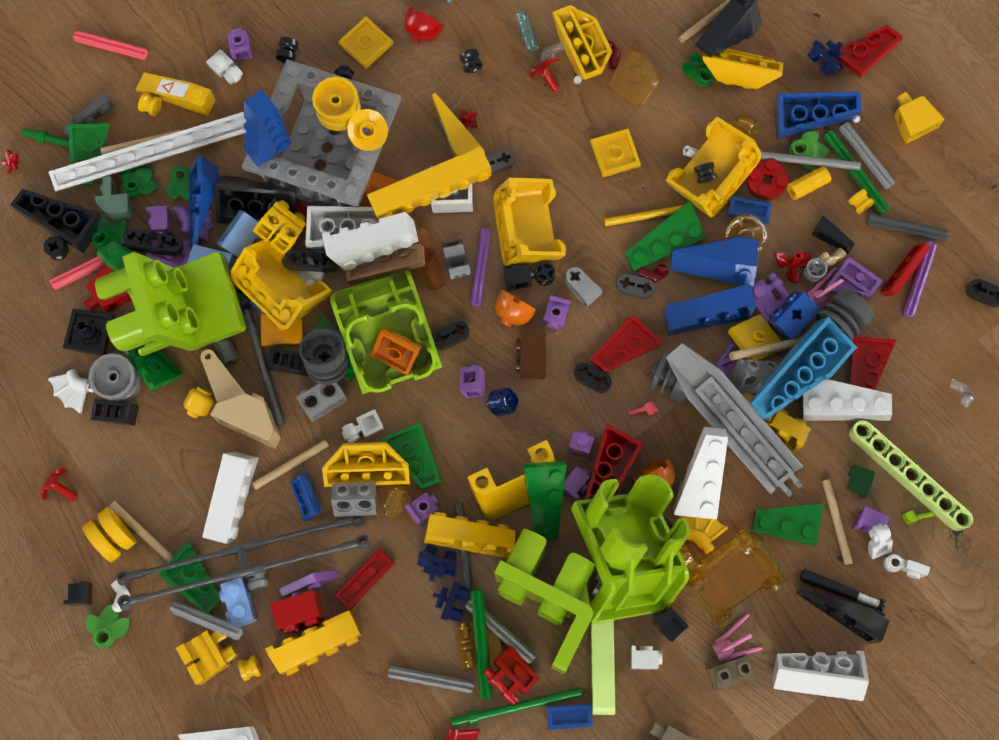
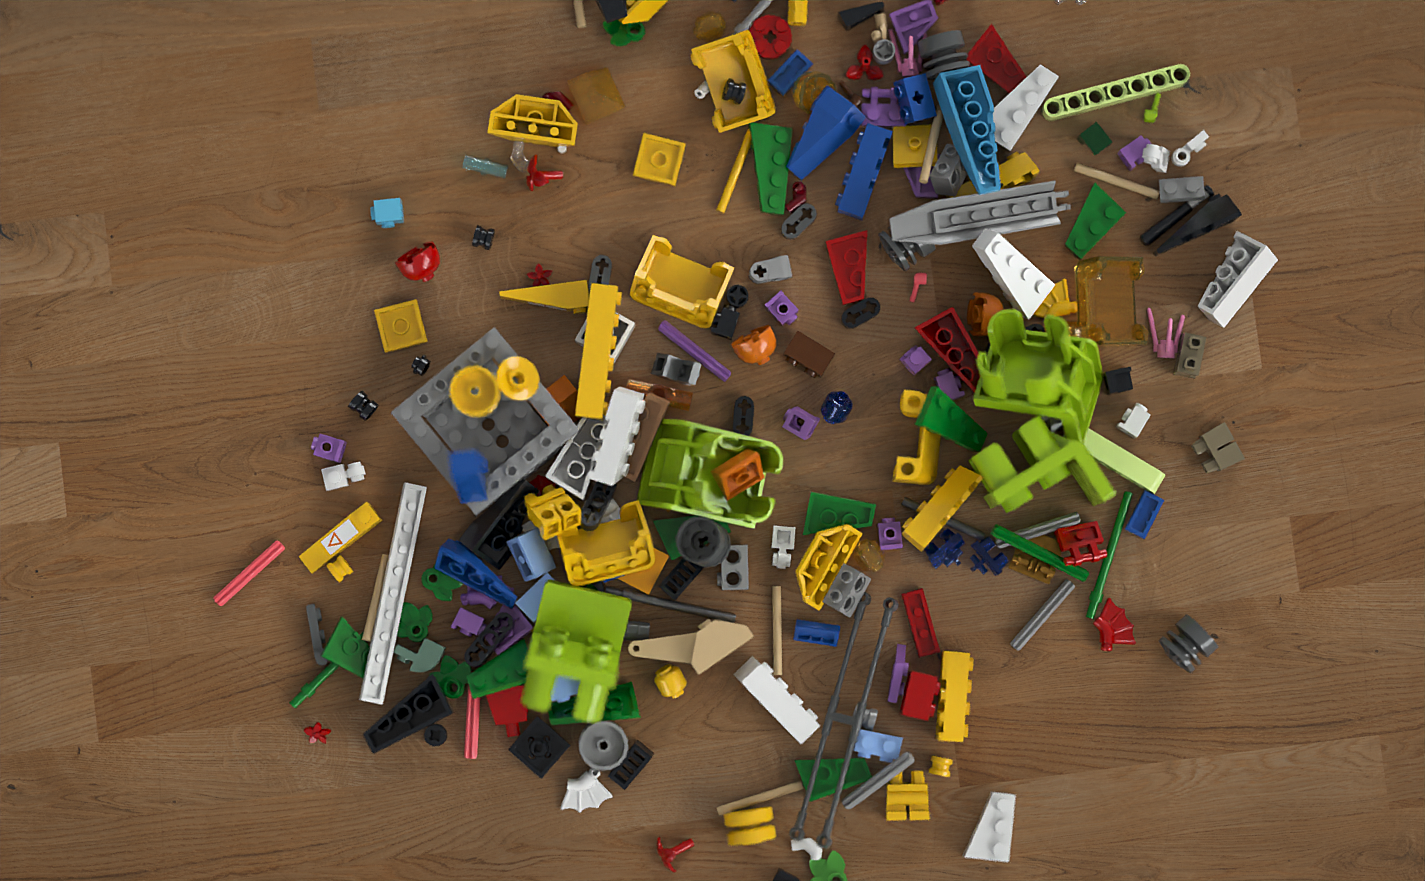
camera: 65 degrees left, 10 degrees up
(761, 271) = (854, 98): none -> reddish brown hand
(867, 580) = (1181, 189): none -> light grey plate

